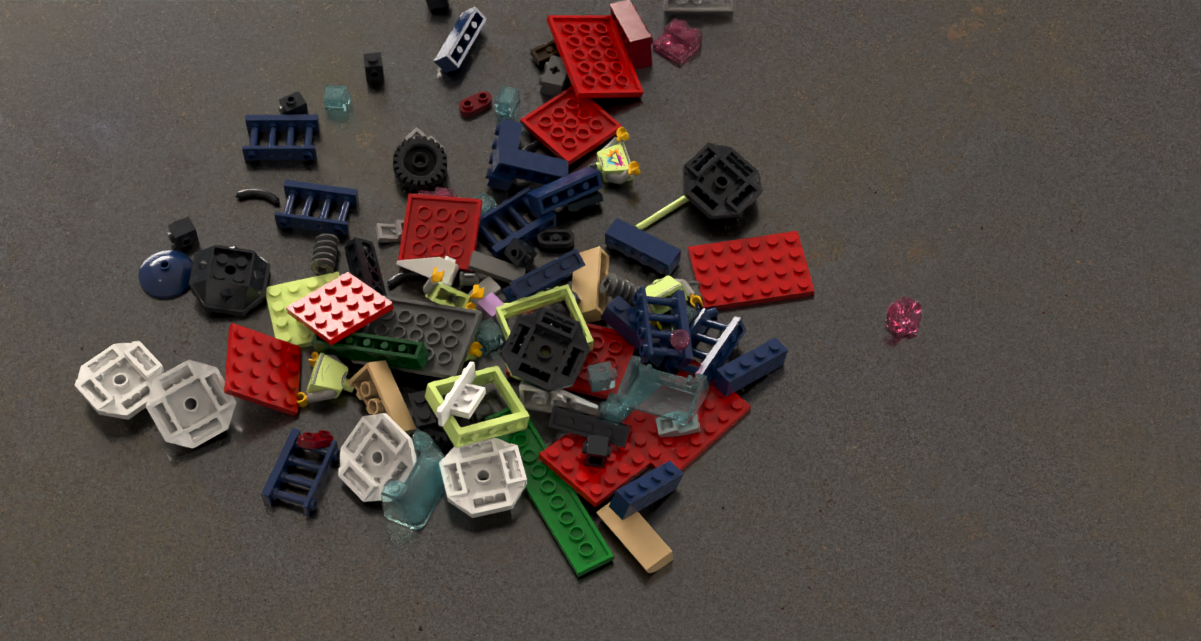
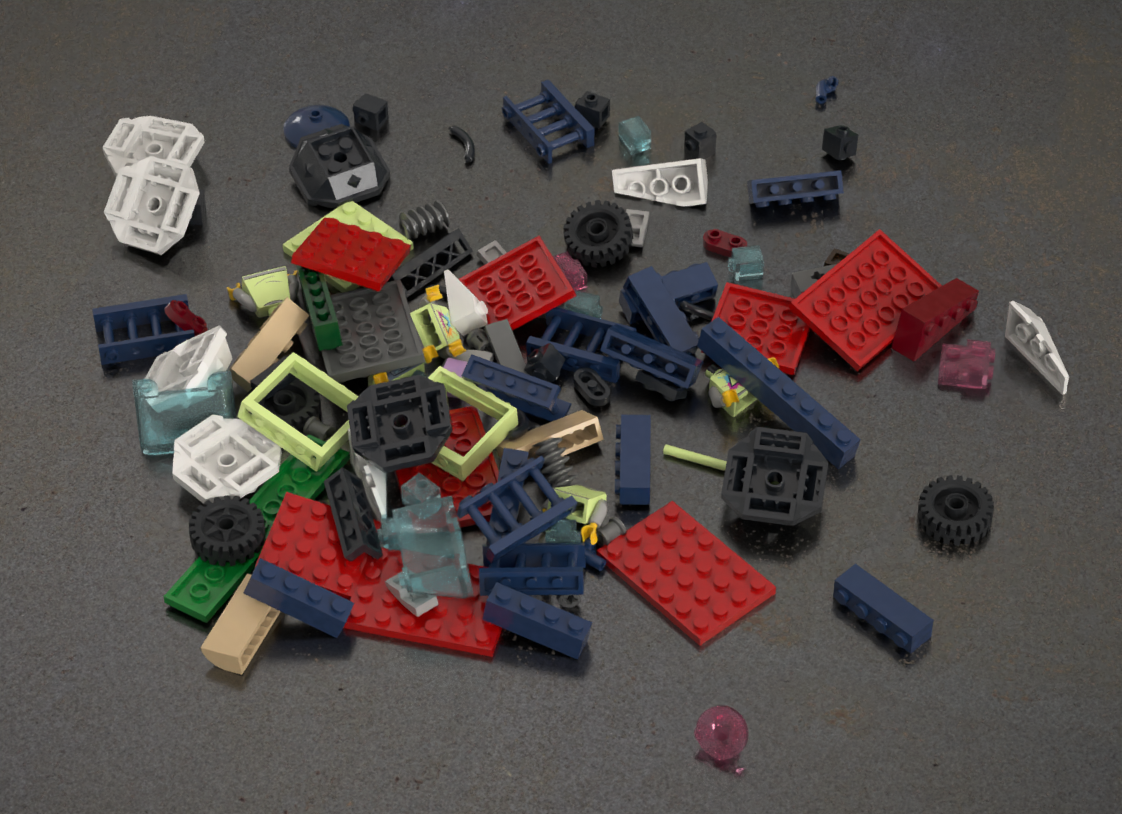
camera: 60 degrees right, 10 degrees down
(262, 369) = (235, 235): red plate -> none
(316, 192) = (495, 175): dark blue fence -> none
(398, 101) = (672, 183): none -> white wedge
(462, 398) = (290, 381): white bracket -> none
(554, 518) = (227, 530): none -> black wheel
(596, 450) = (317, 532): black brick -> none
(645, 141) = (778, 392): none -> dark blue brick
(680, 339) = (506, 527): clear pink tile -> none
(796, 110) = (955, 510): none -> black wheel
(851, 187) = (883, 608): none -> dark blue brick

